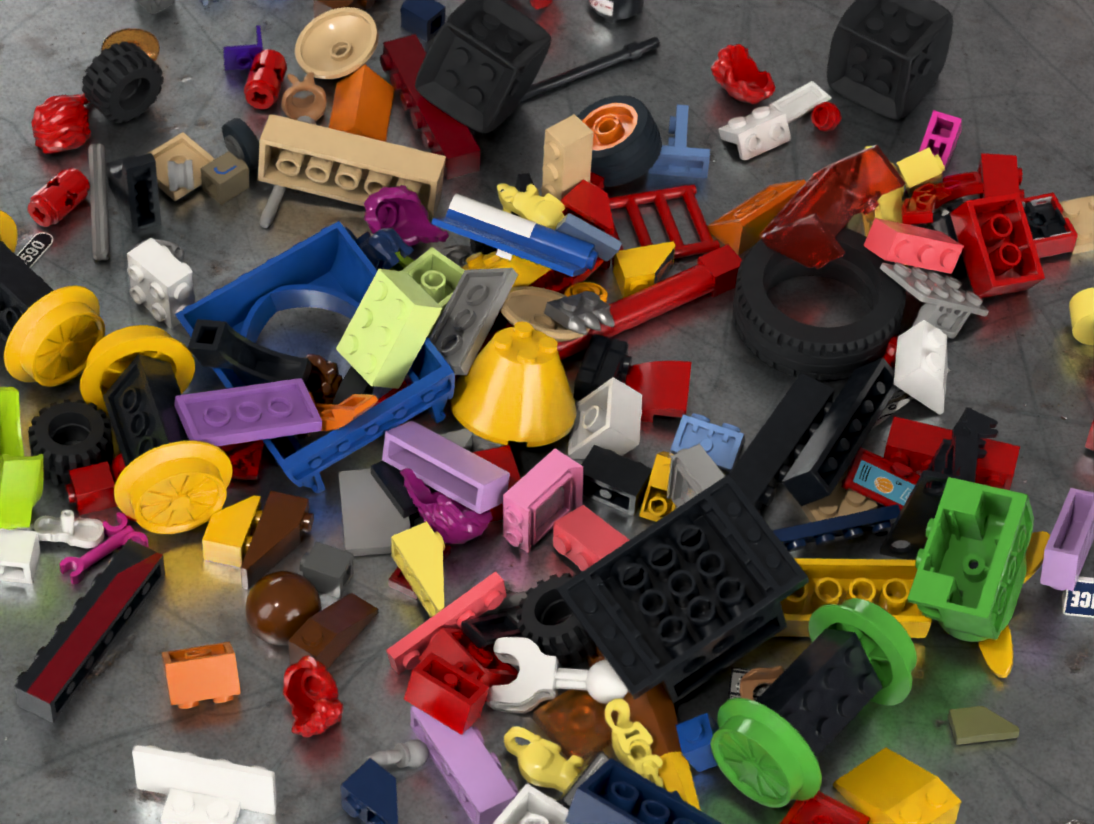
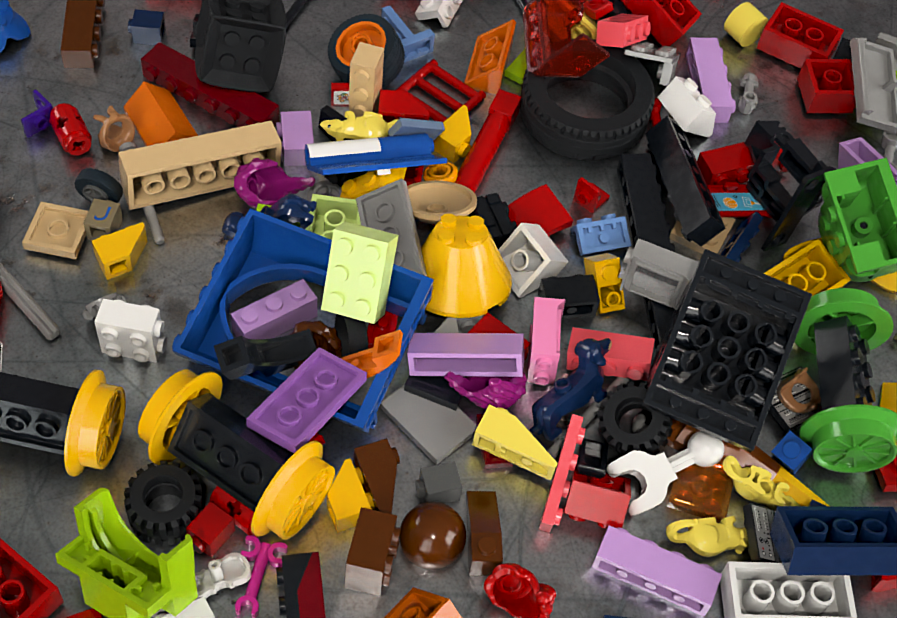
camera: 40 degrees left, 5 degrees up
(136, 190) = (44, 266): black arch -> none
(180, 175) = (73, 236): light grey wheel -> none
(207, 582) = (372, 552): none -> reddish brown brick
(219, 212) = (120, 250): none -> yellow slope
(303, 336) = (275, 312): none -> lavender brick
(337, 43) = (100, 67): tan dish -> none
(412, 753) = (612, 590): light grey bar -> none
(446, 692) = (625, 529): red brick -> none
(478, 183) = (295, 133): none -> lavender brick
(529, 561) = (574, 390): none -> dark blue animal
(580, 312) = (462, 187): flat silver plate -> none
(727, 396) = (588, 194): none -> red bracket
(993, 353) = (710, 74): none -> lavender brick
(1018, 395) = (749, 99): none -> light grey bar

